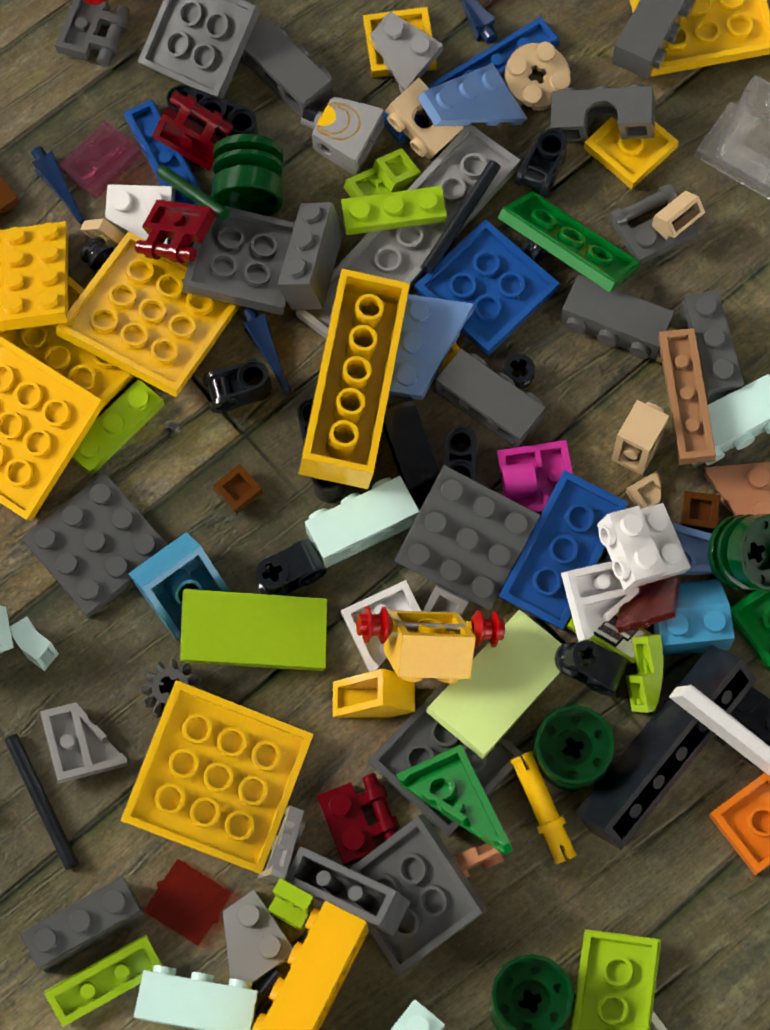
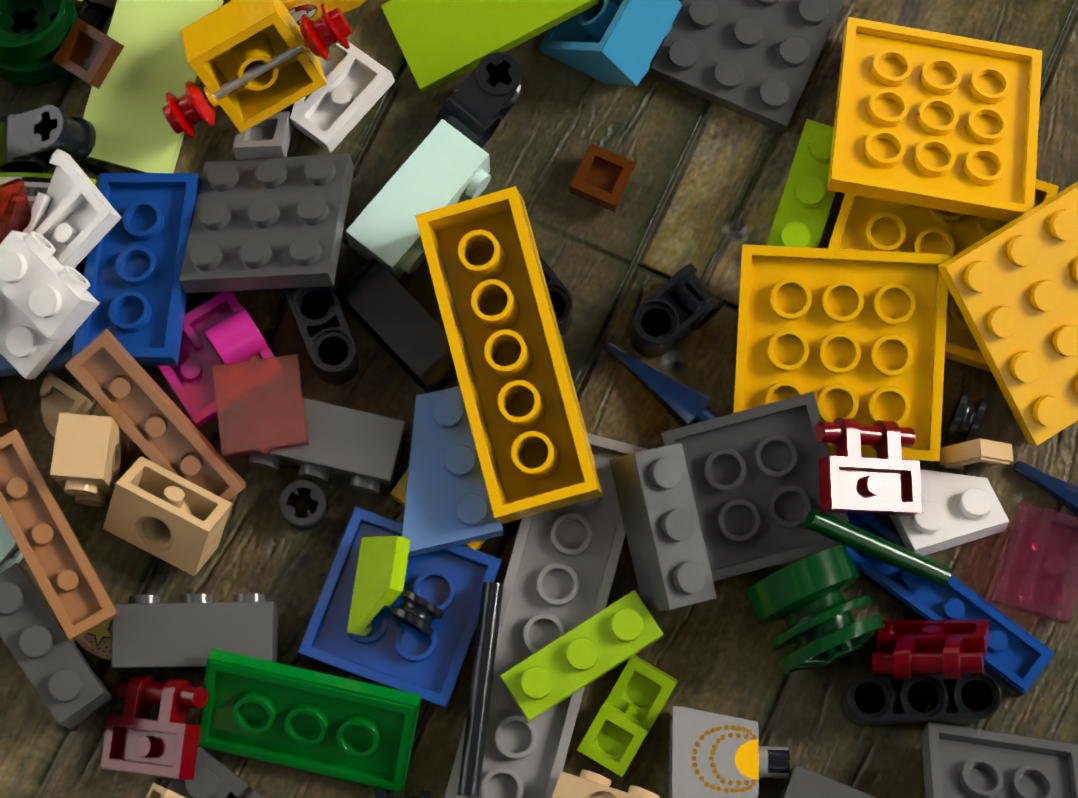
camera: 150 degrees right, 5 degrees up
(479, 267) = (417, 612): none -> black bush
(493, 296) = (377, 579): none -> lime tile
(520, 423) = (260, 405): none -> clear red piece
(538, 700) = (88, 53): none -> reddish brown plate
(591, 441) = (151, 416): none -> medium nougat plate
(604, 387) = (167, 515): none -> tan brick
(668, 265) = (154, 746): none -> dark red plate

